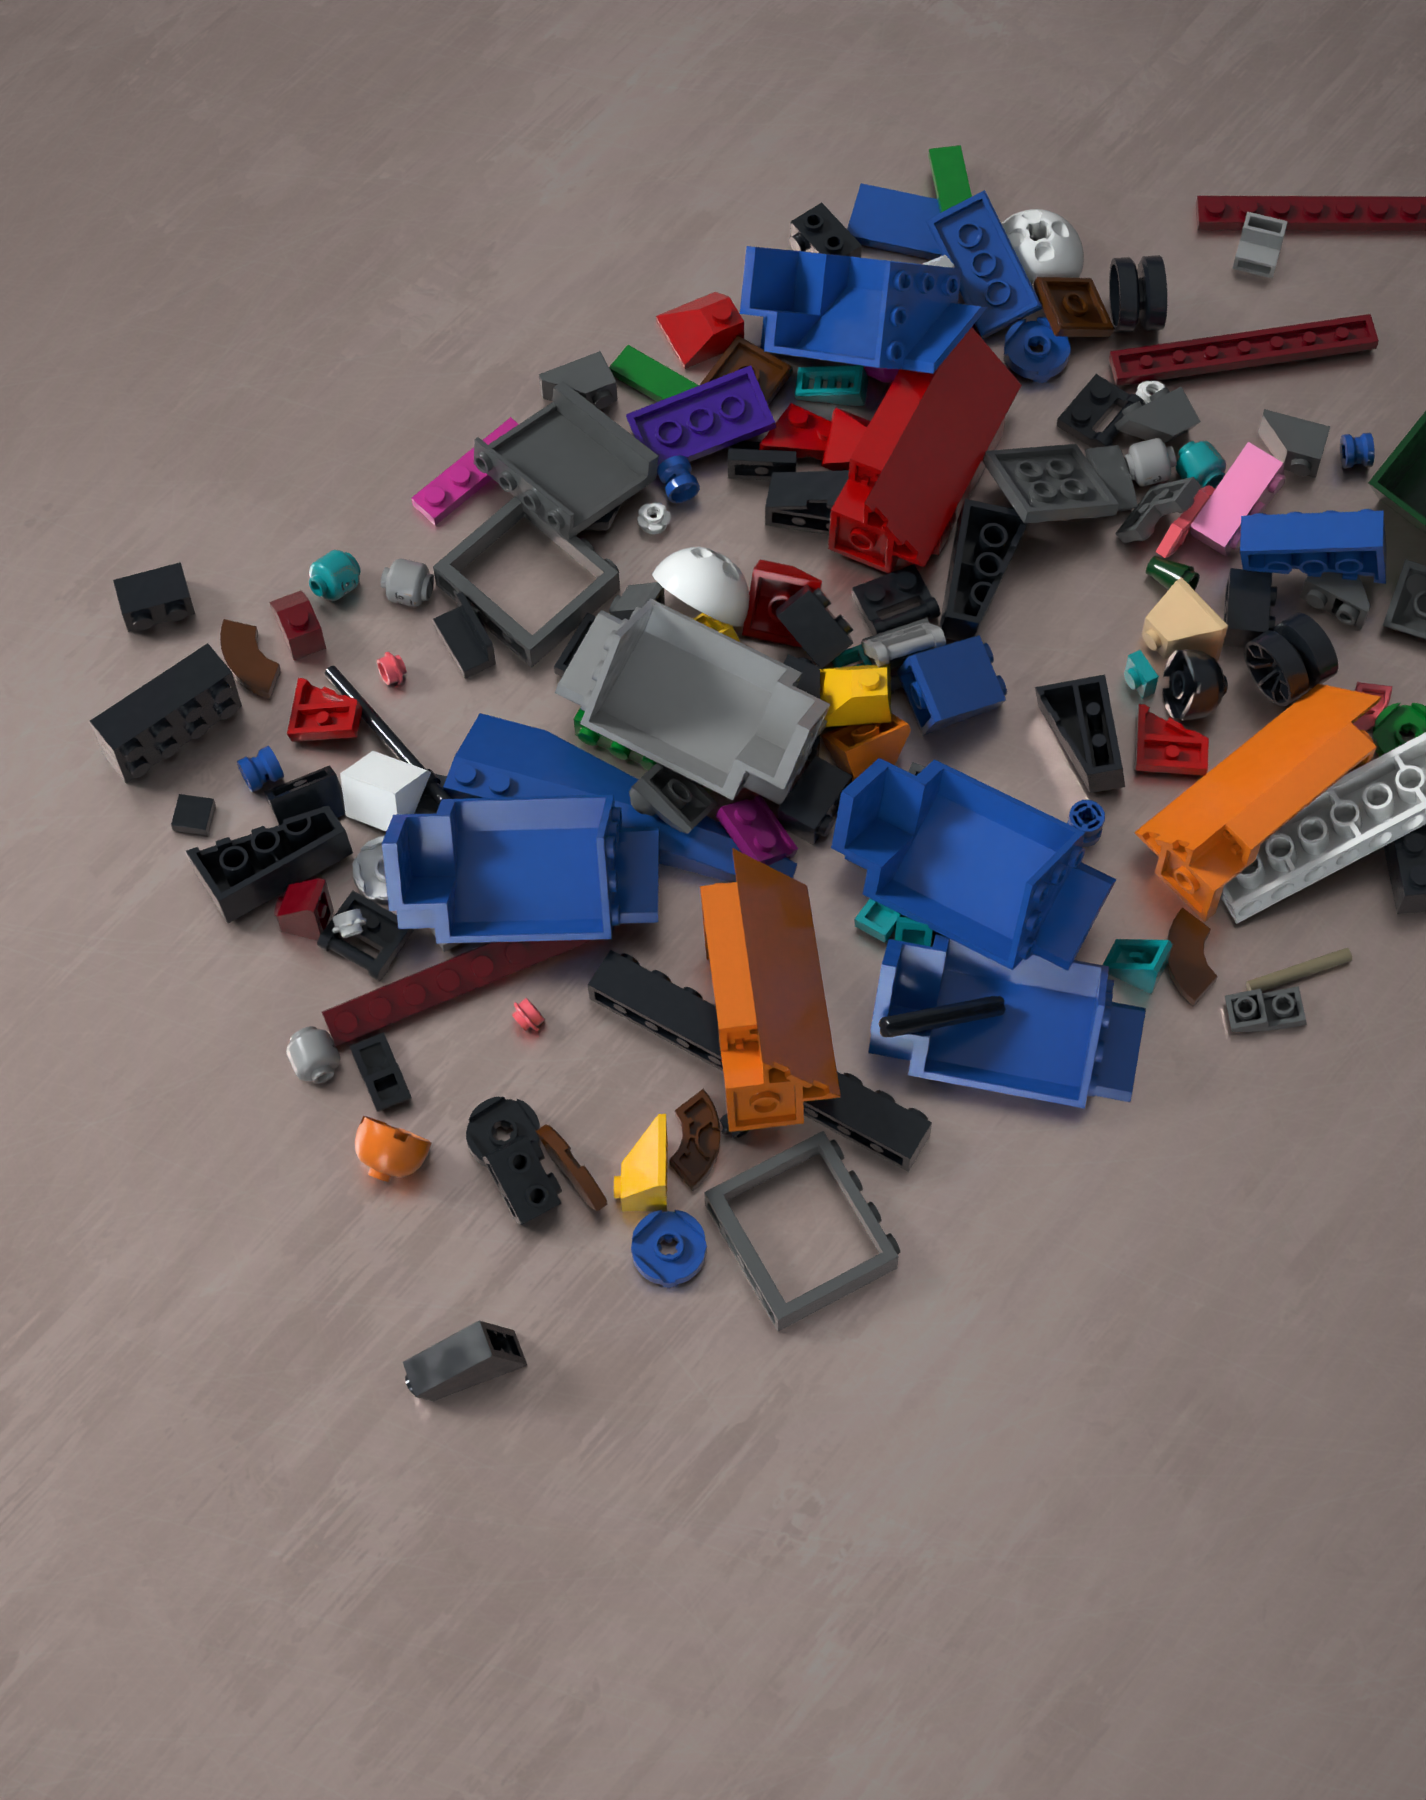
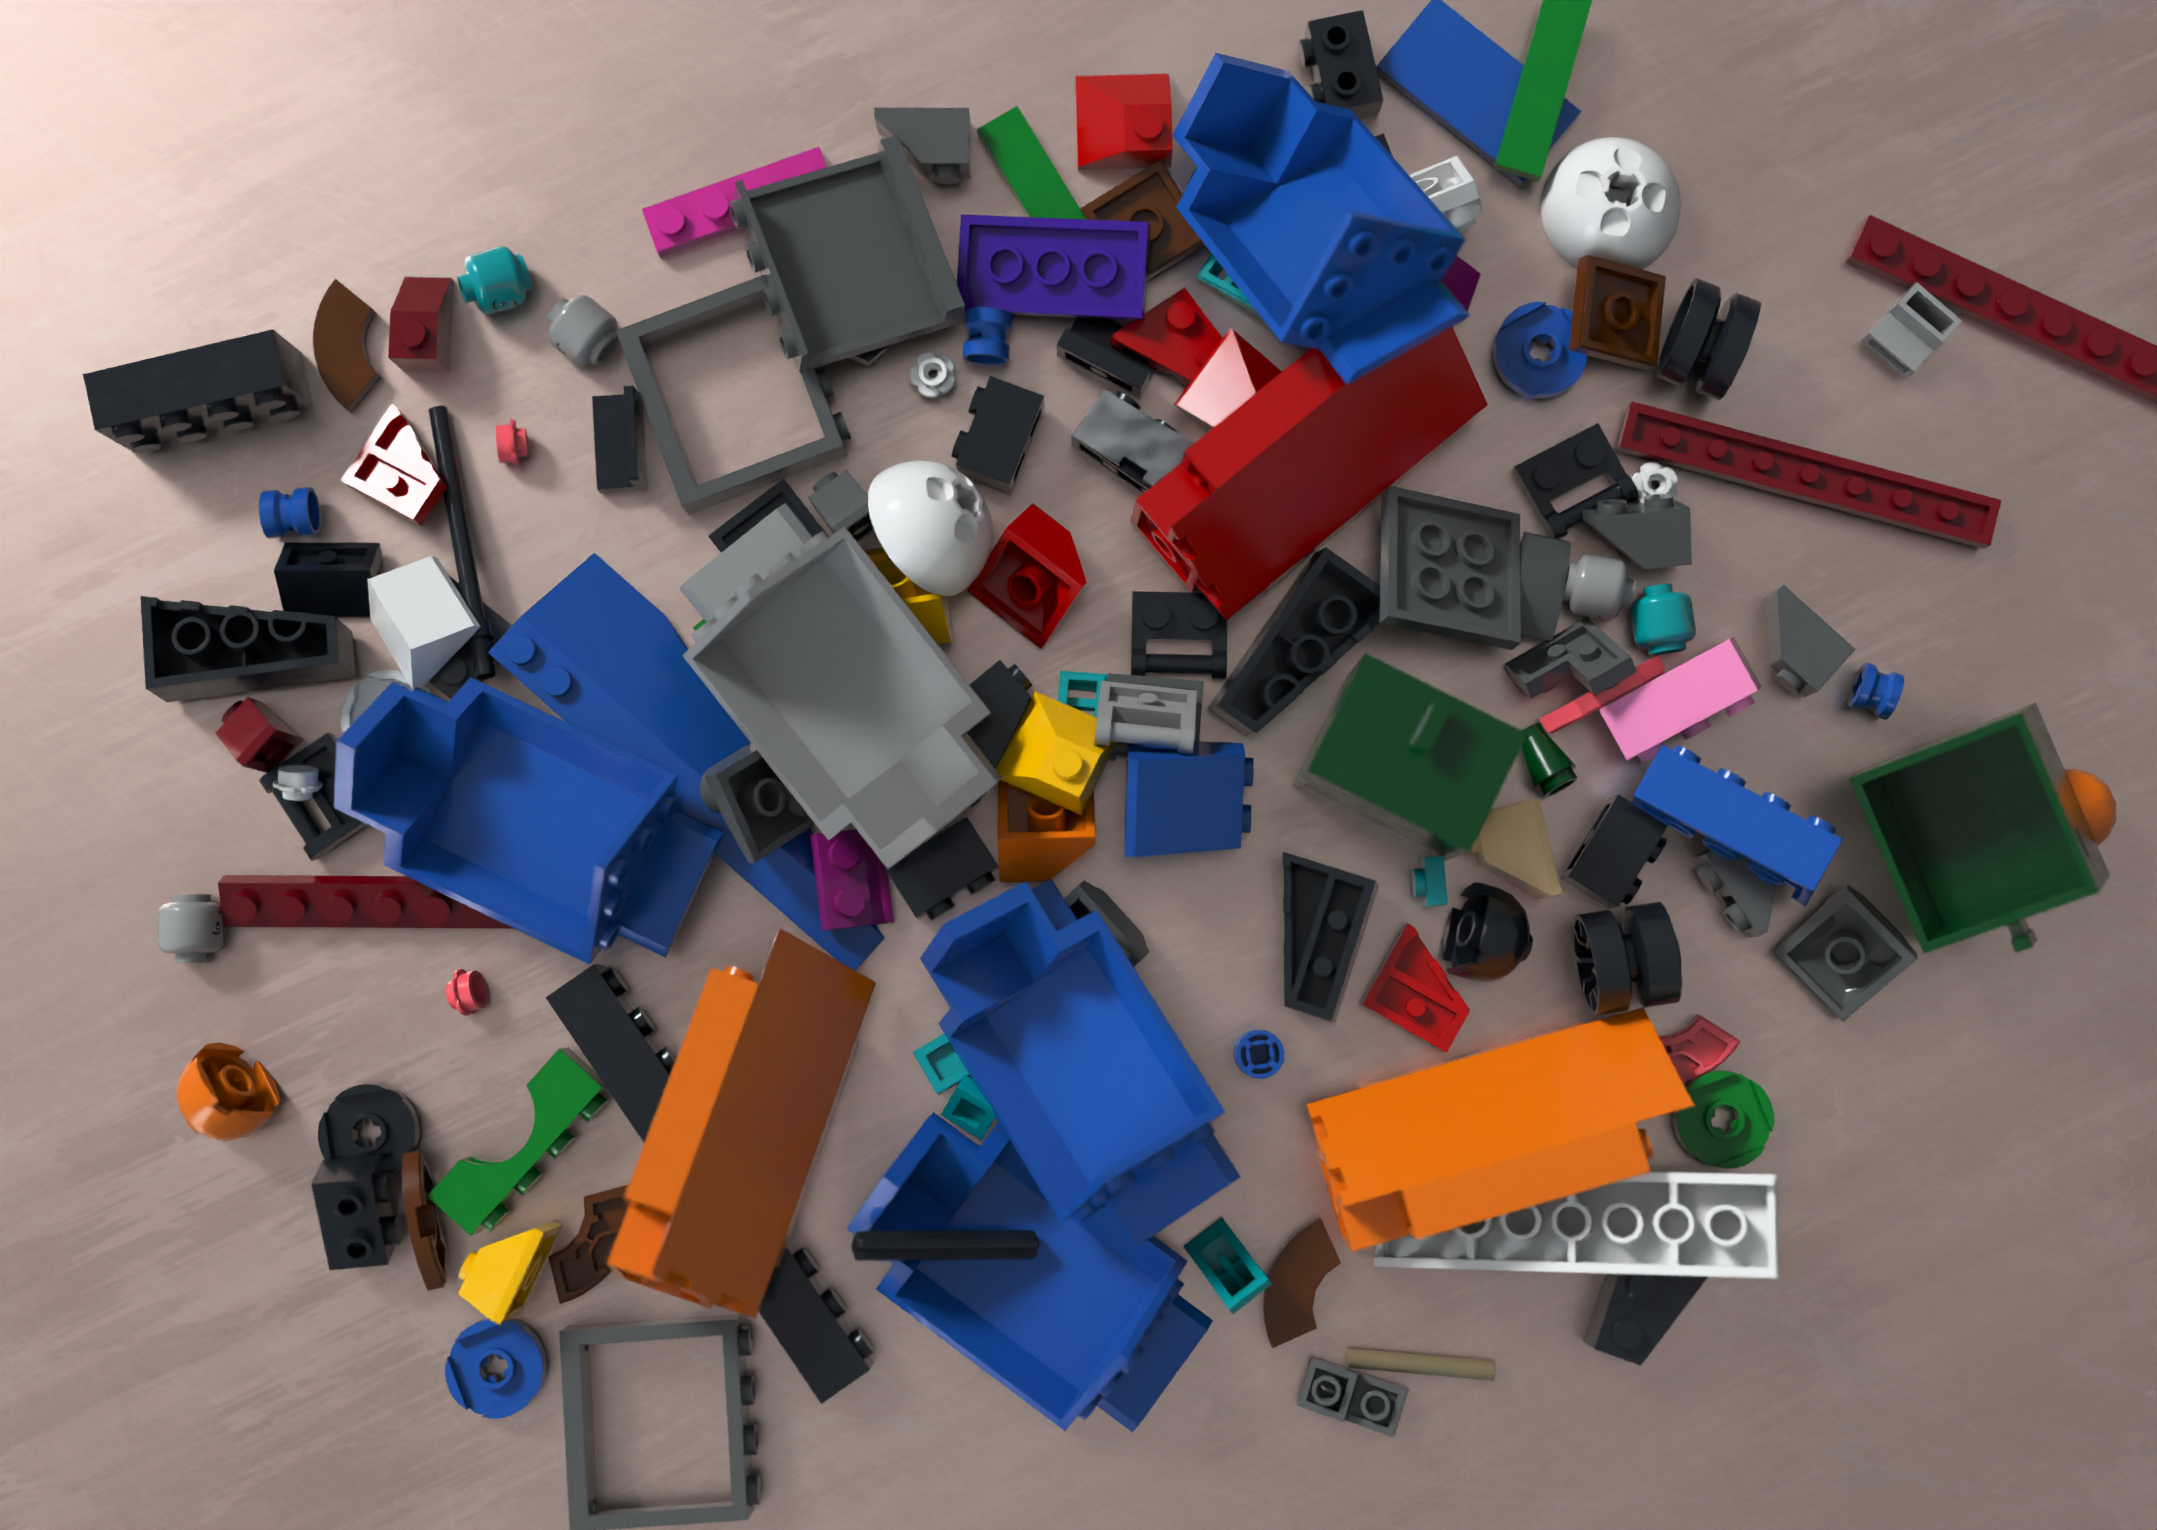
camera: 25 degrees right, 20 degrees up
(154, 597) = (261, 210): black brick -> none
(193, 814) = (187, 534): black tile -> none
(380, 1072) = (263, 985): black slope -> none
(463, 1361) = (194, 1404): black slope -> none
(600, 1132) = (561, 1095): none -> green arch
(717, 523) = (998, 434): none -> black brick
(814, 625) = (1049, 637): black brick -> none
(990, 268) = (1528, 200): blue tile -> none
(1085, 588) = (1410, 757): none -> dark green piece

